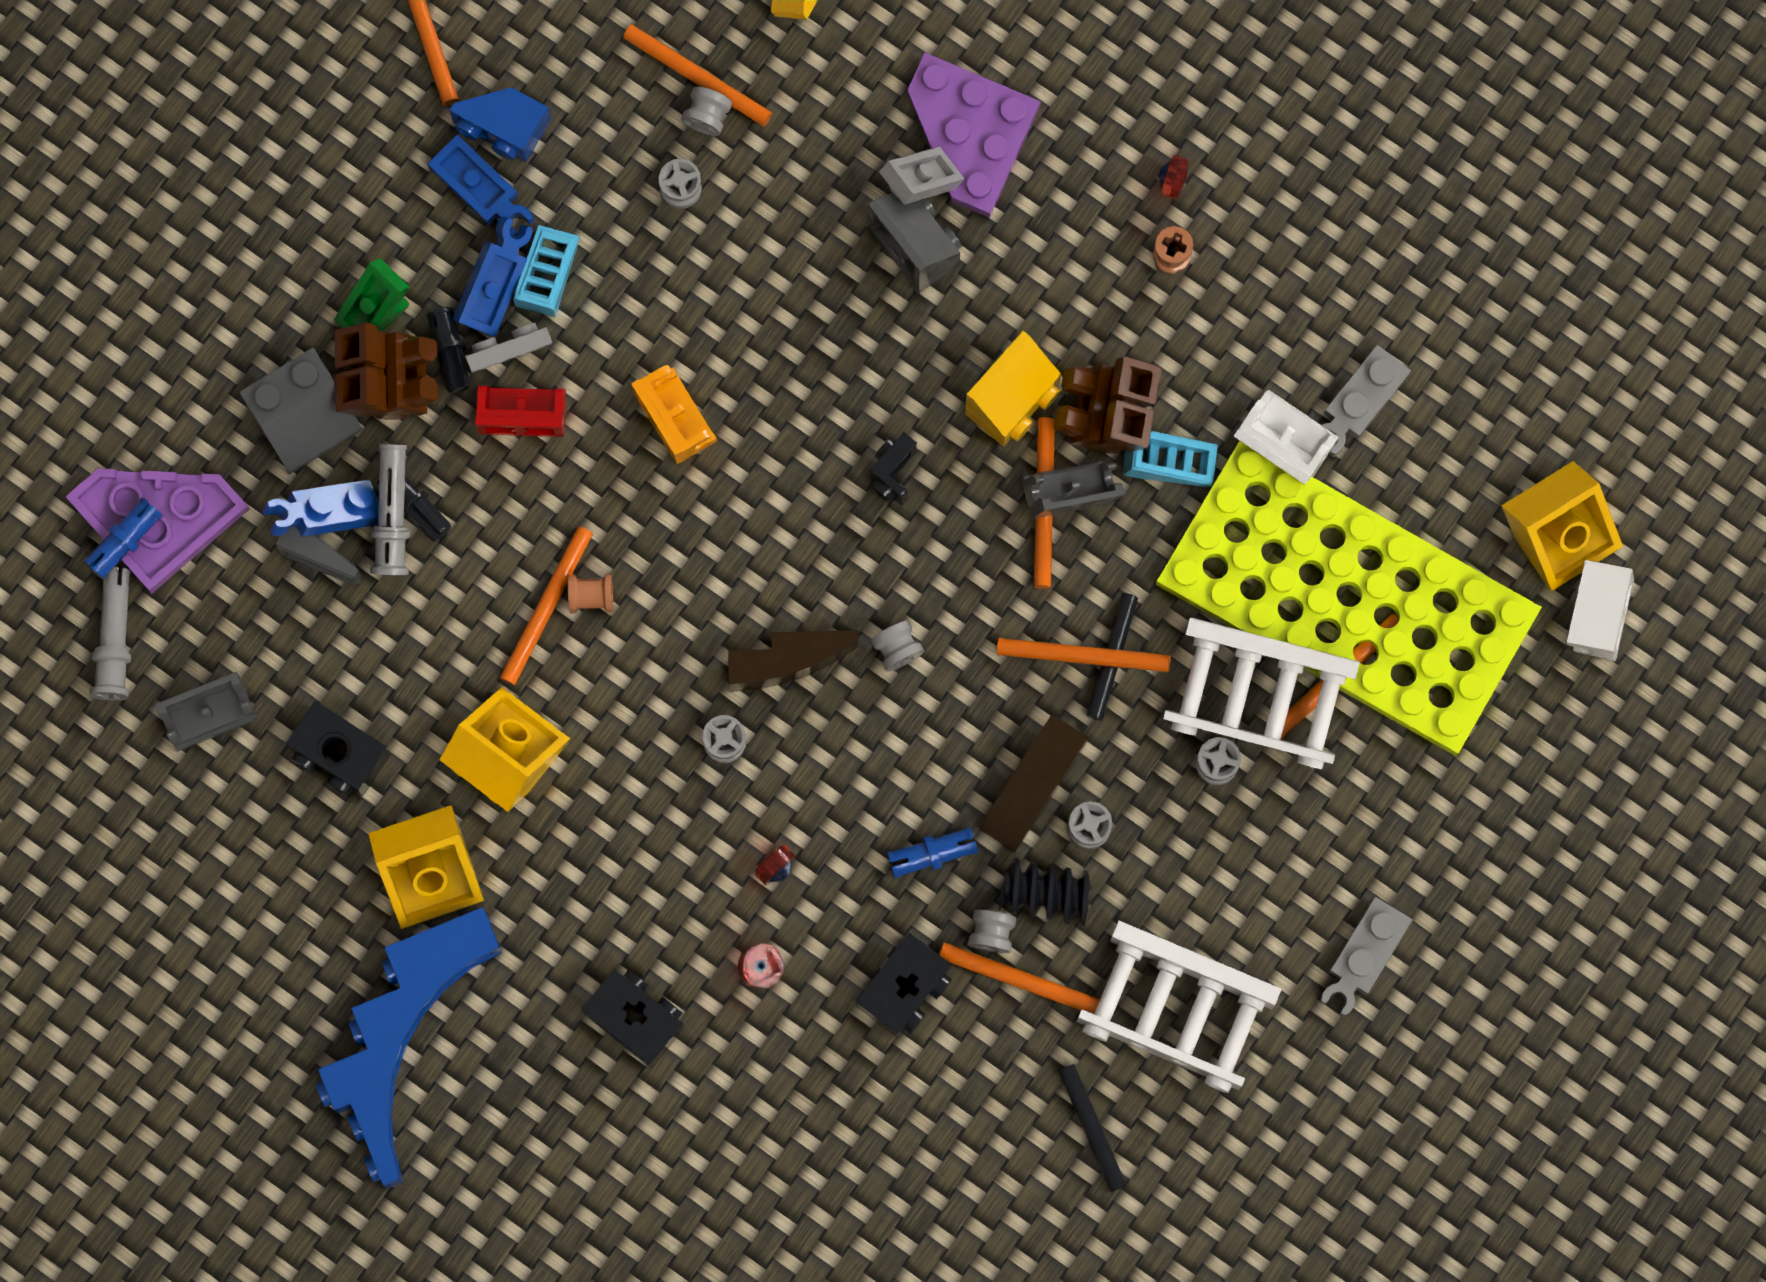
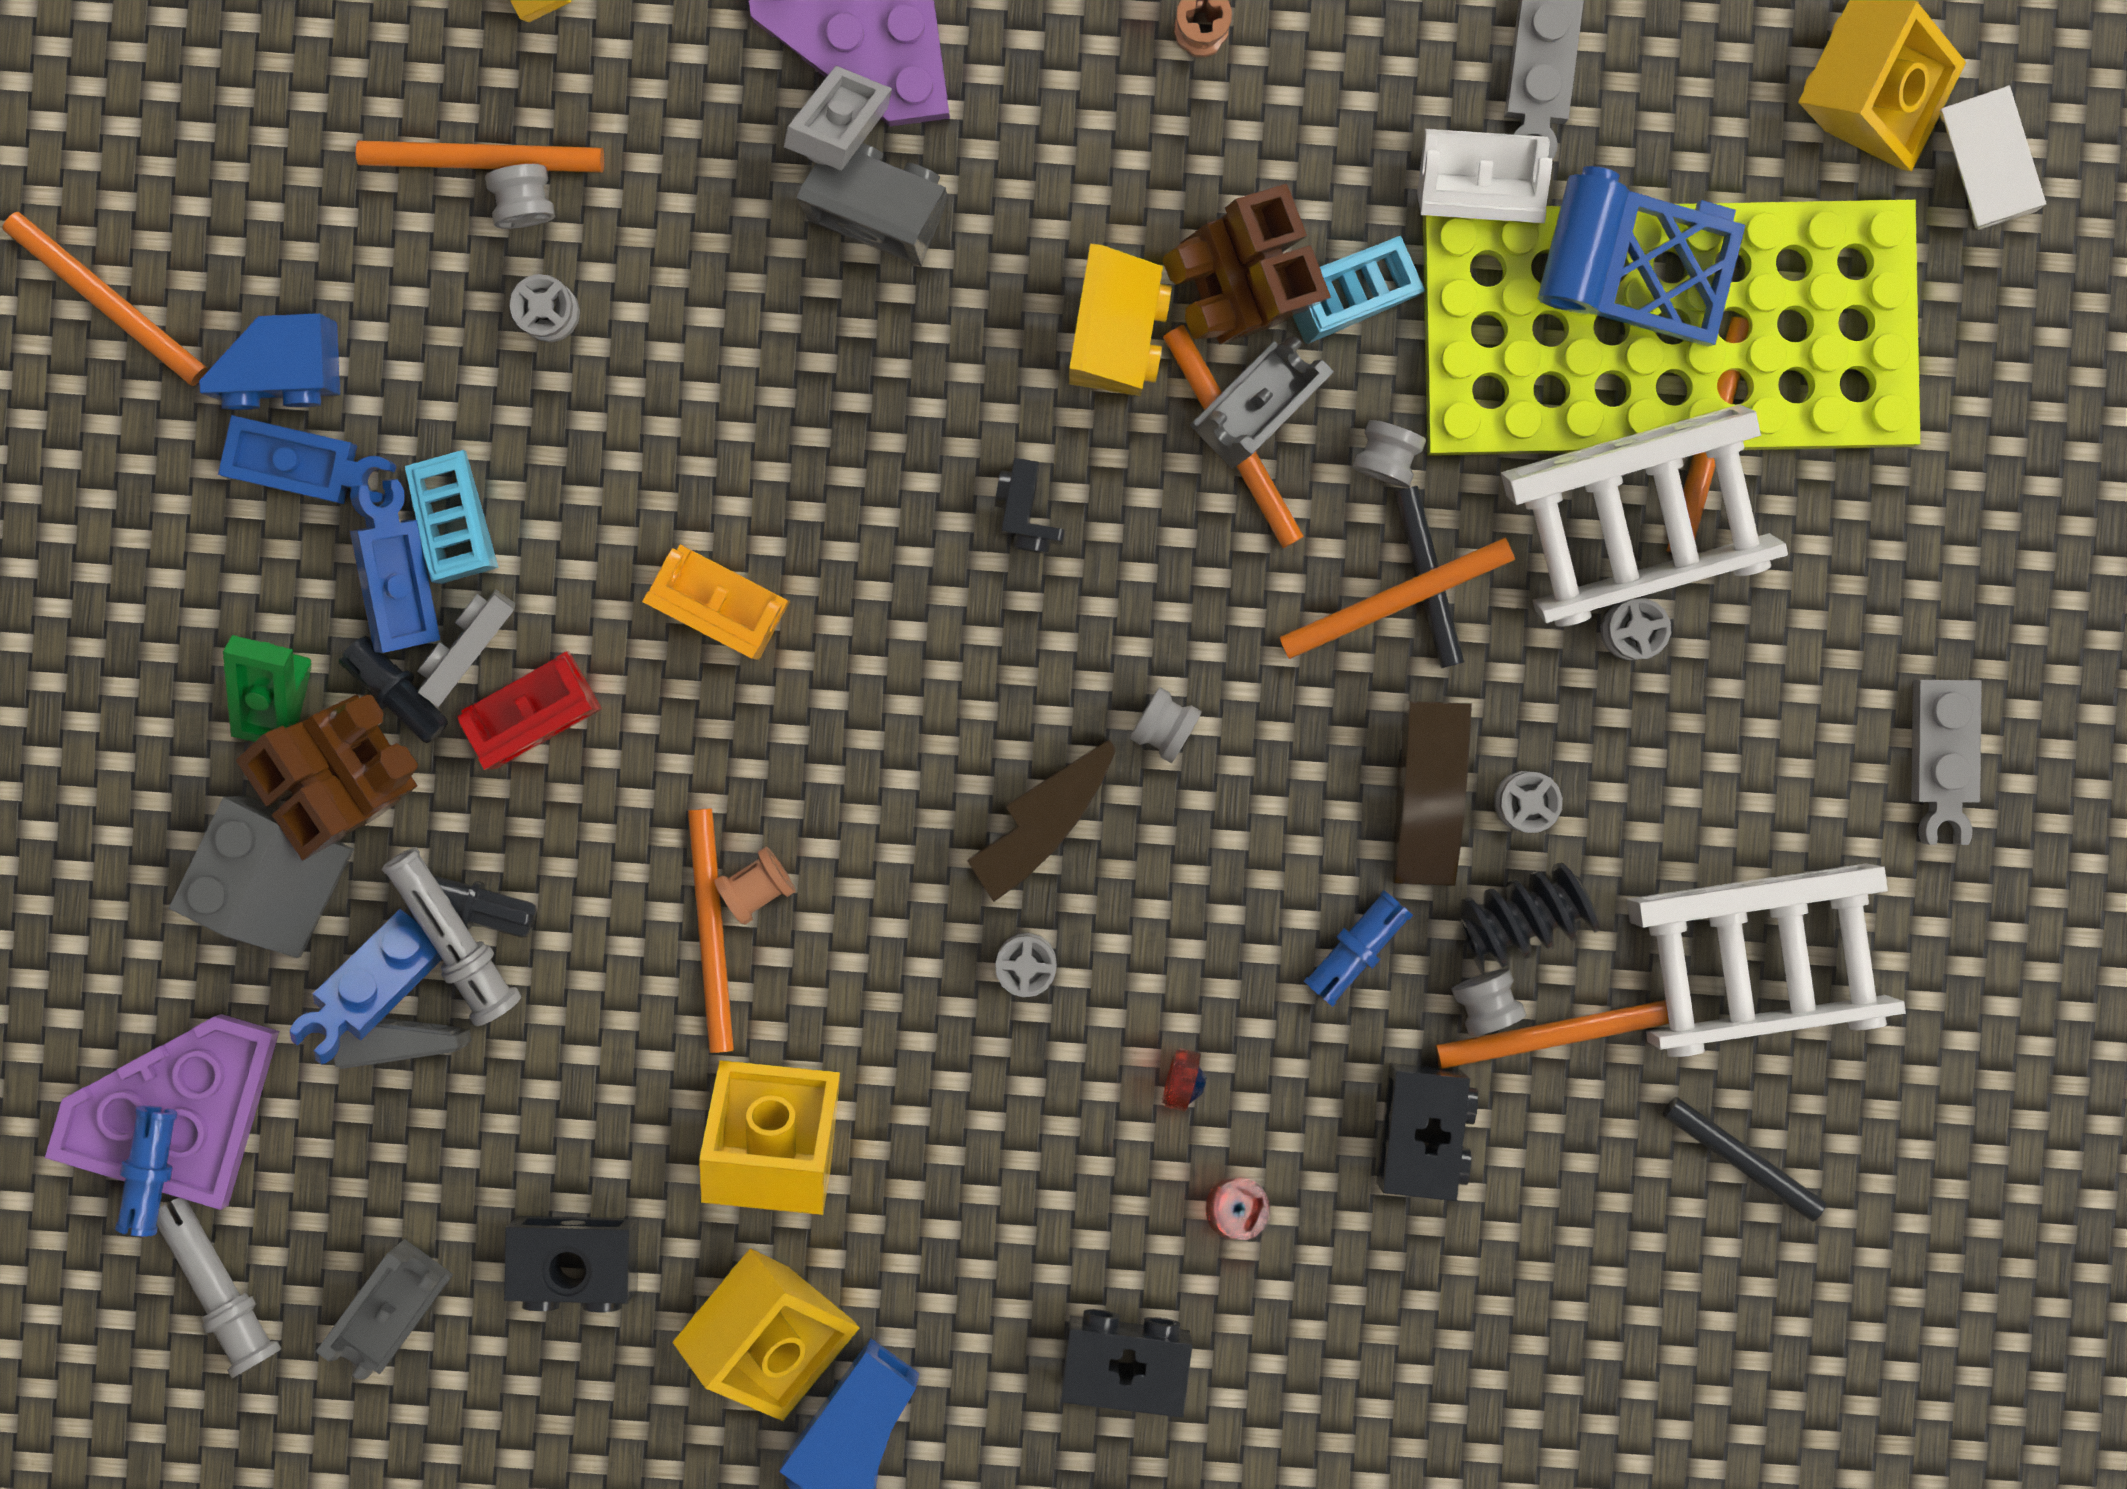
camera: 30 degrees left, 10 degrees up
(1131, 566) = (1389, 453): none -> light grey wheel
(1328, 509) = (1593, 244): none -> blue piece

